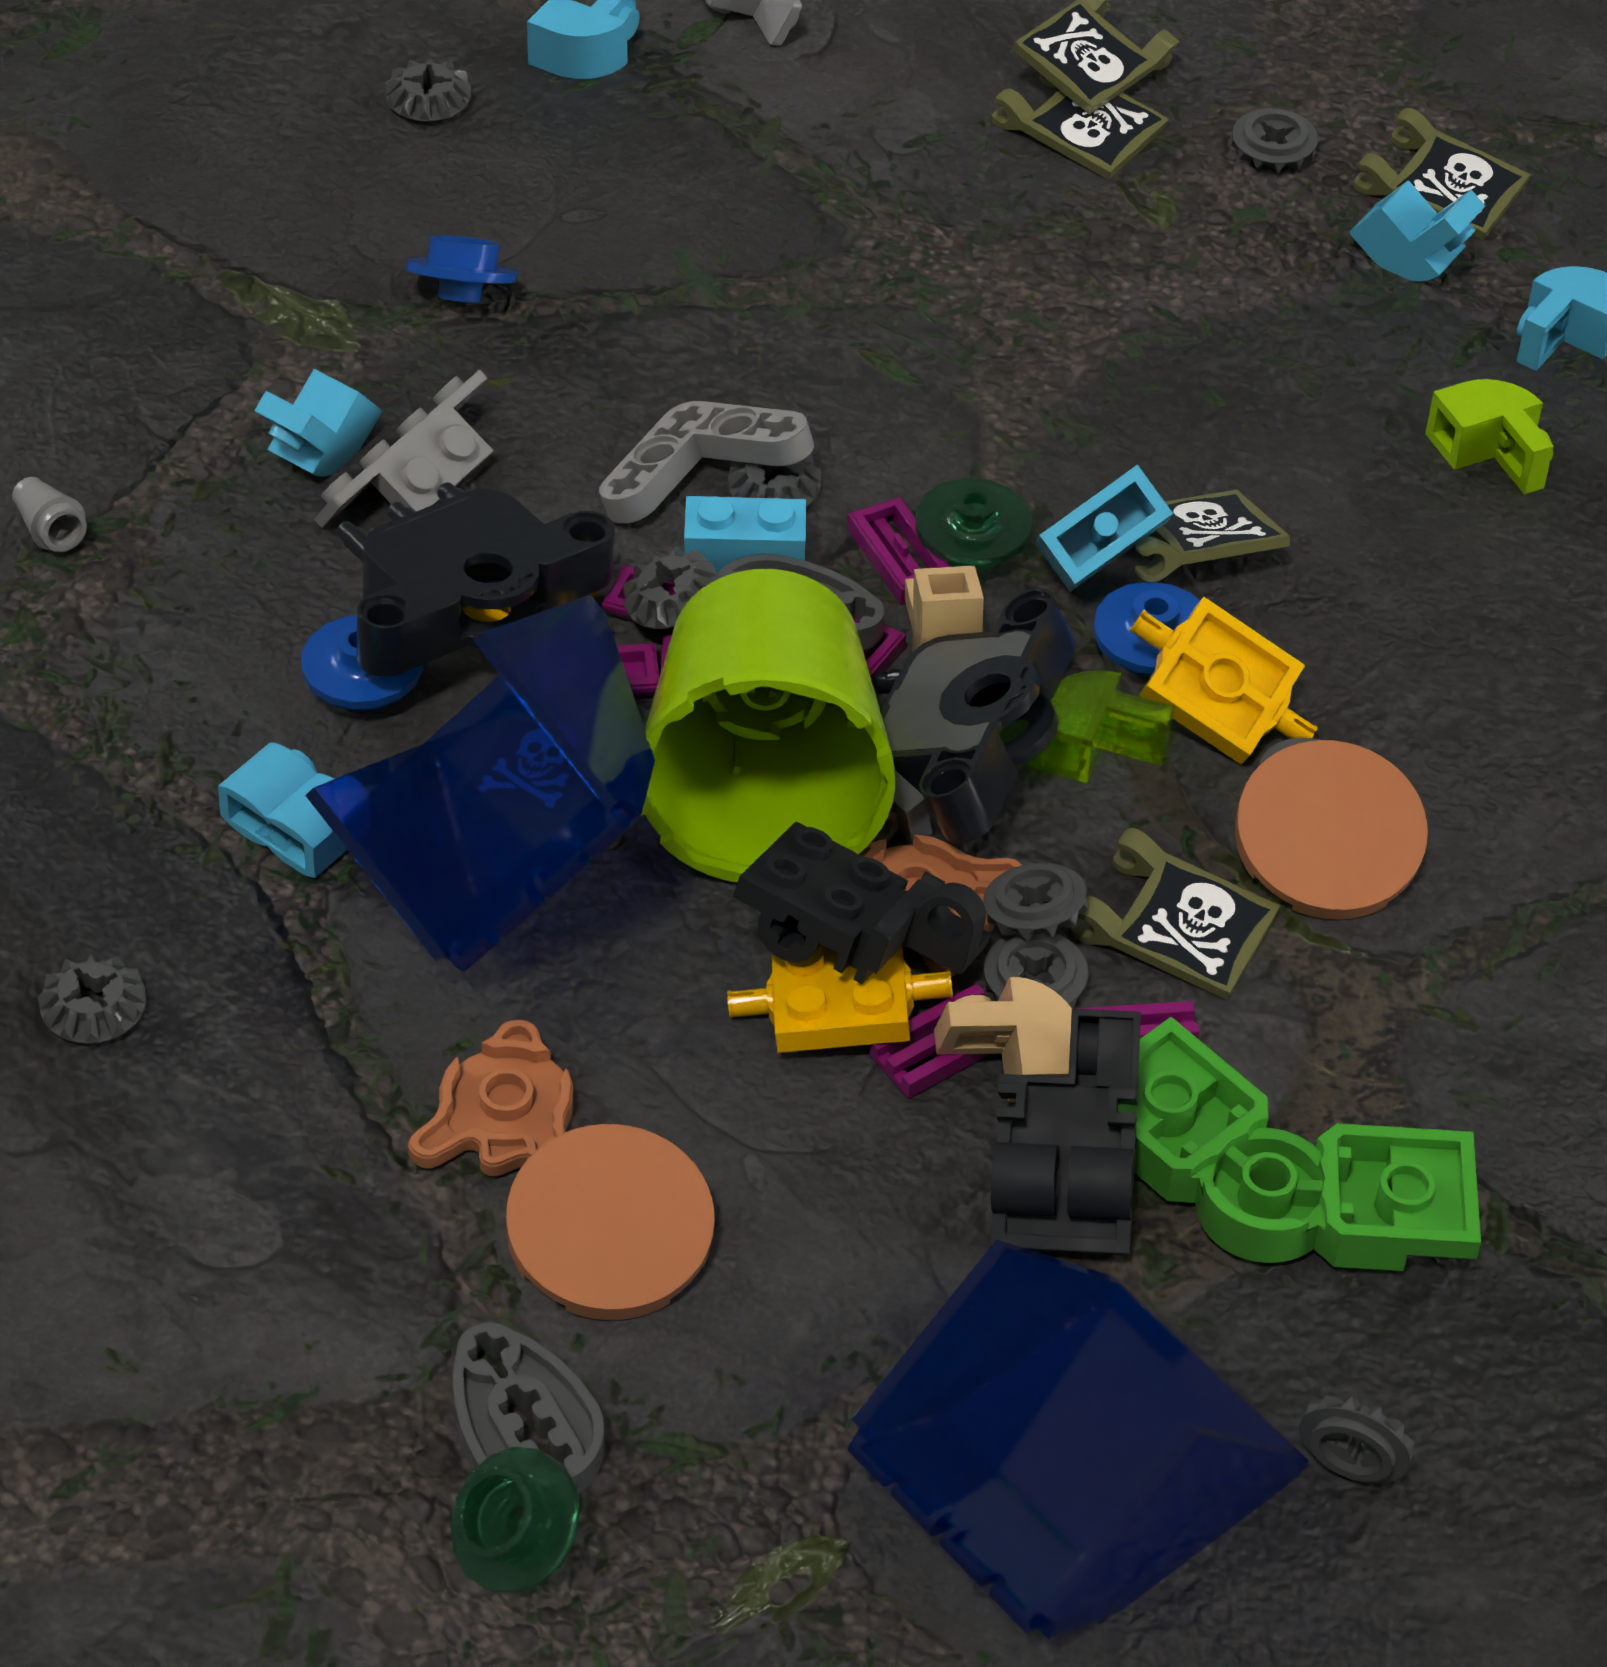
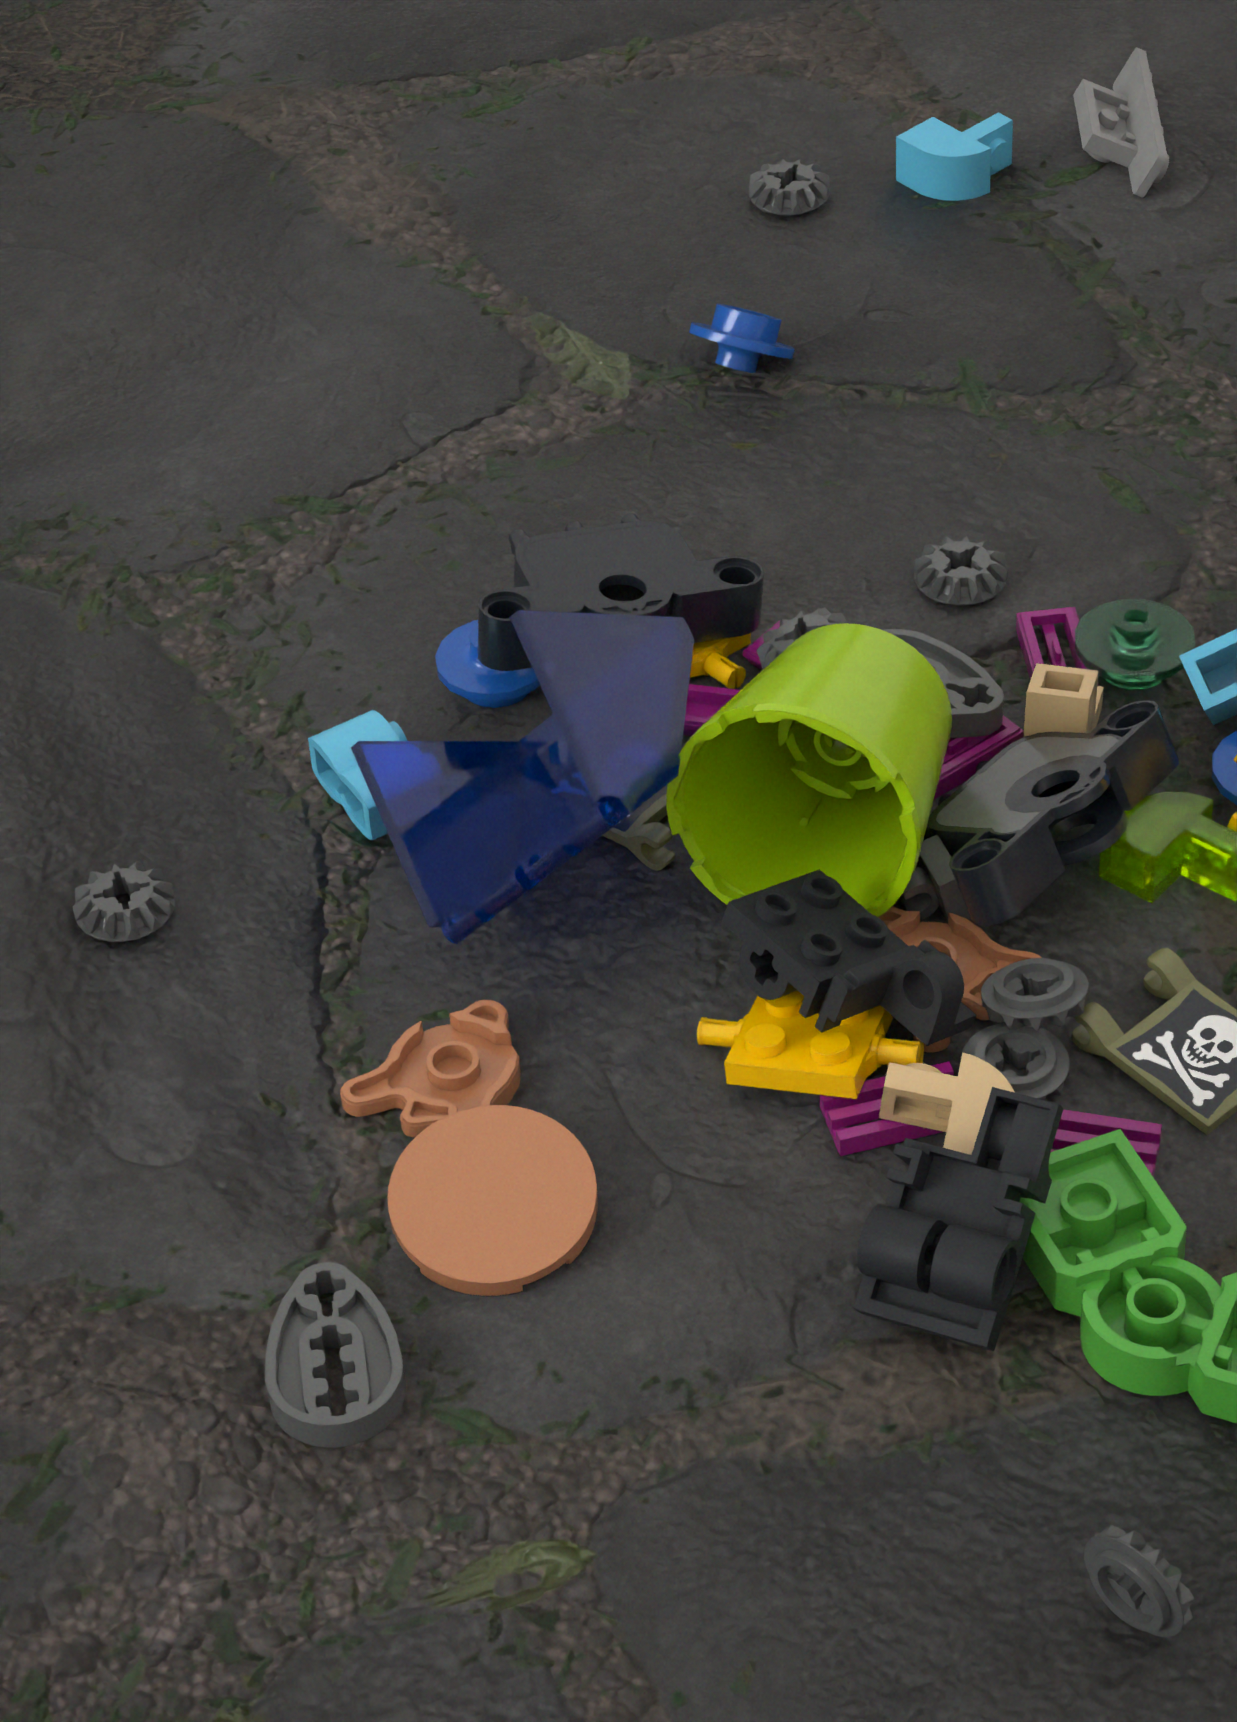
camera: 25 degrees right, 5 degrees down
(51, 516) = (279, 488): light grey cone -> none
(321, 426) = (554, 453): medium azure brick -> none
(429, 453) = (644, 484): light grey bracket -> none
(515, 1520) = (270, 1445): clear green piece -> none
(696, 432) = (892, 516): light grey beam -> none
(743, 527) = (903, 602): medium azure brick -> none
(1064, 1440) = (835, 1502): clear blue windscreen -> none

